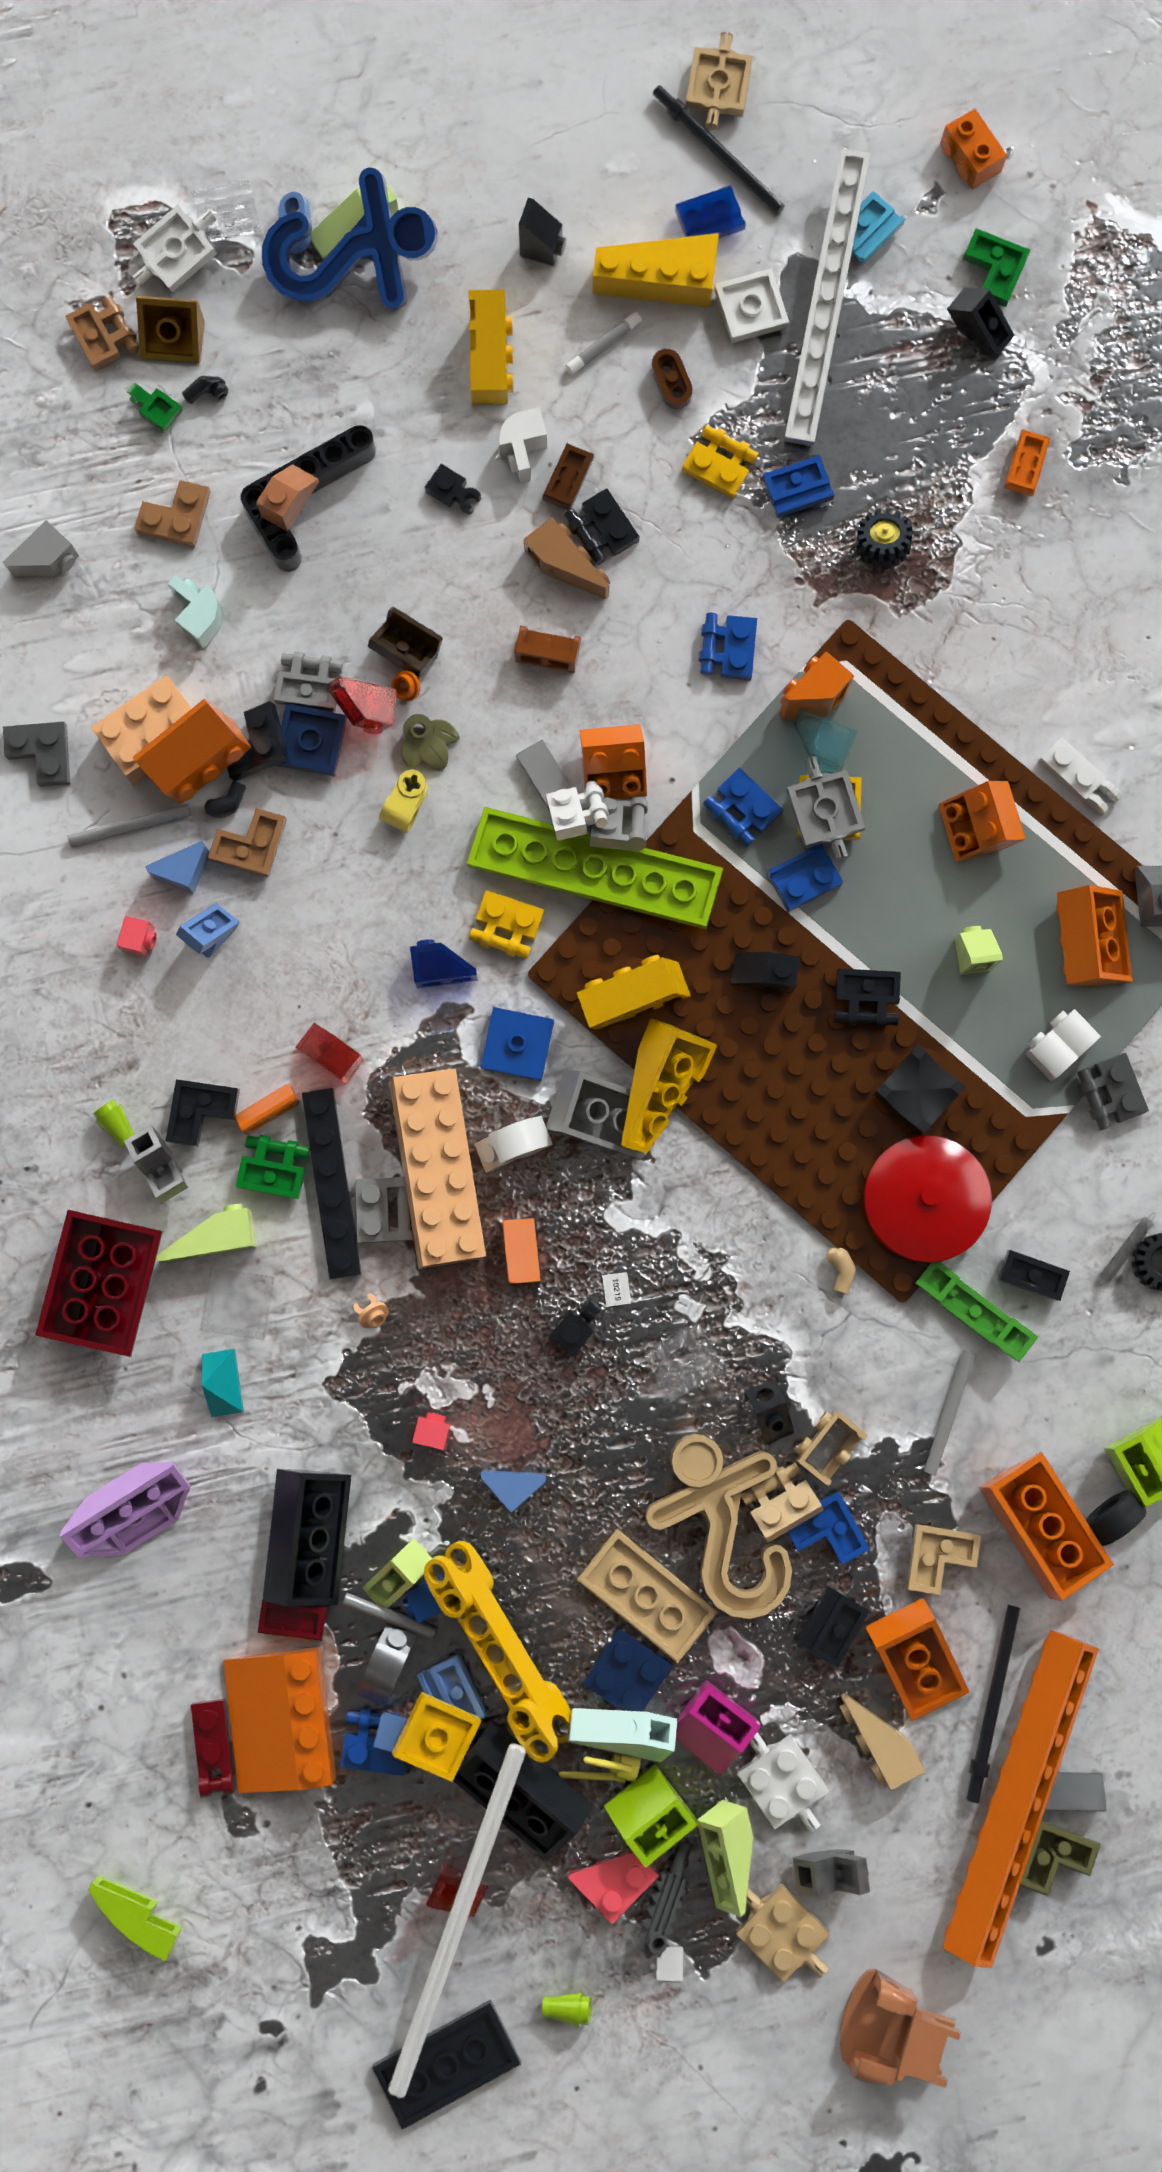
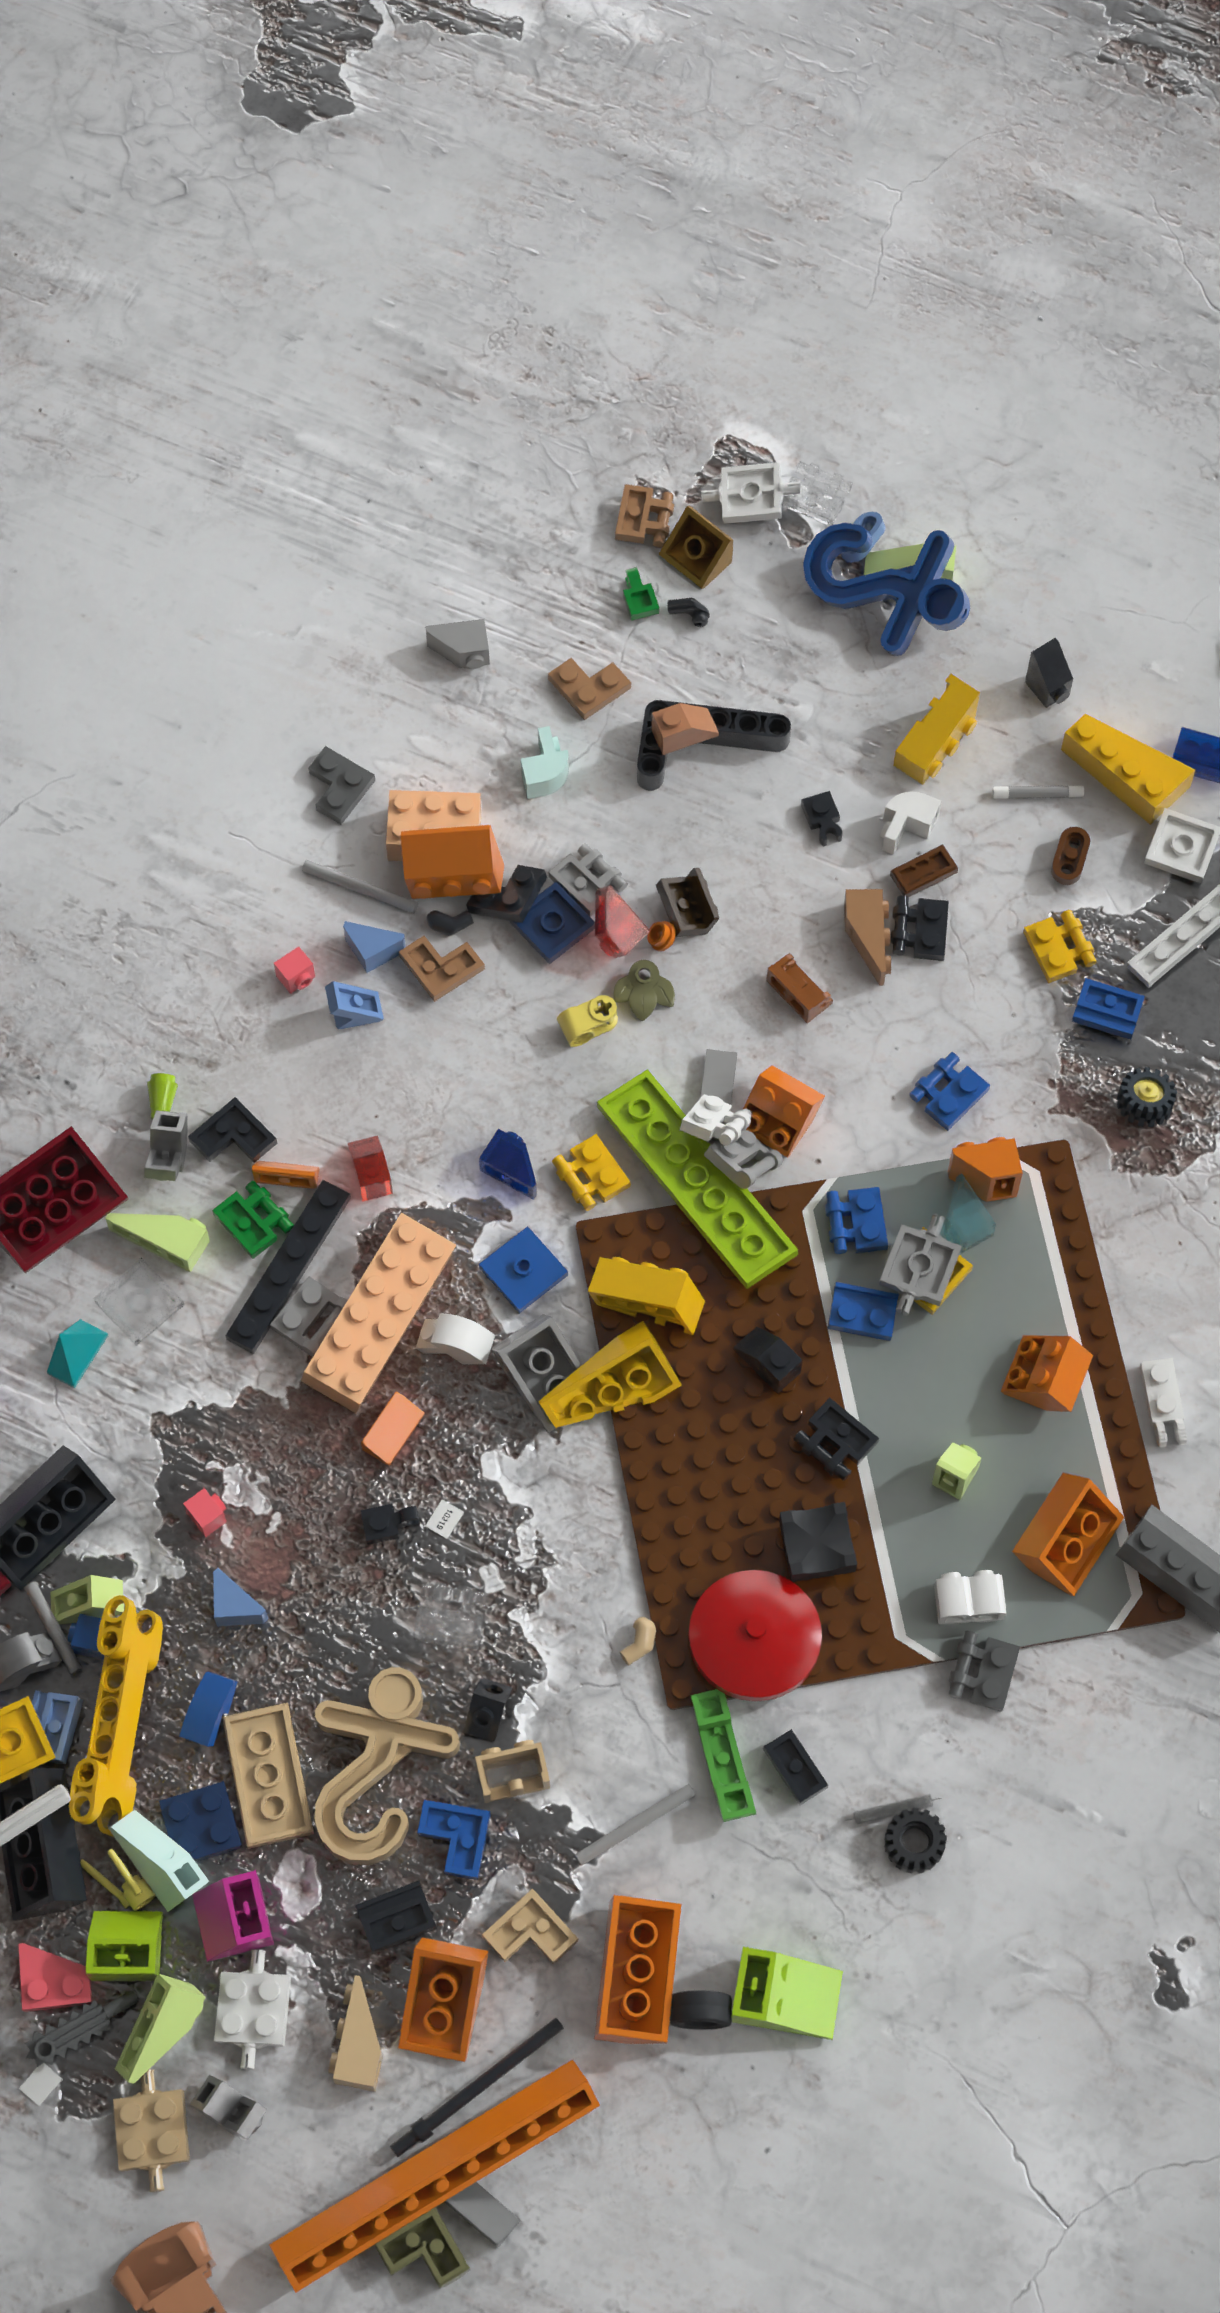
camera: 40 degrees right, 15 degrees down
(372, 1315) = (236, 1387): light nougat plate -> none
(561, 1583) = (206, 1708): none -> blue slope
(787, 1509) = (436, 1791): tan plate -> none

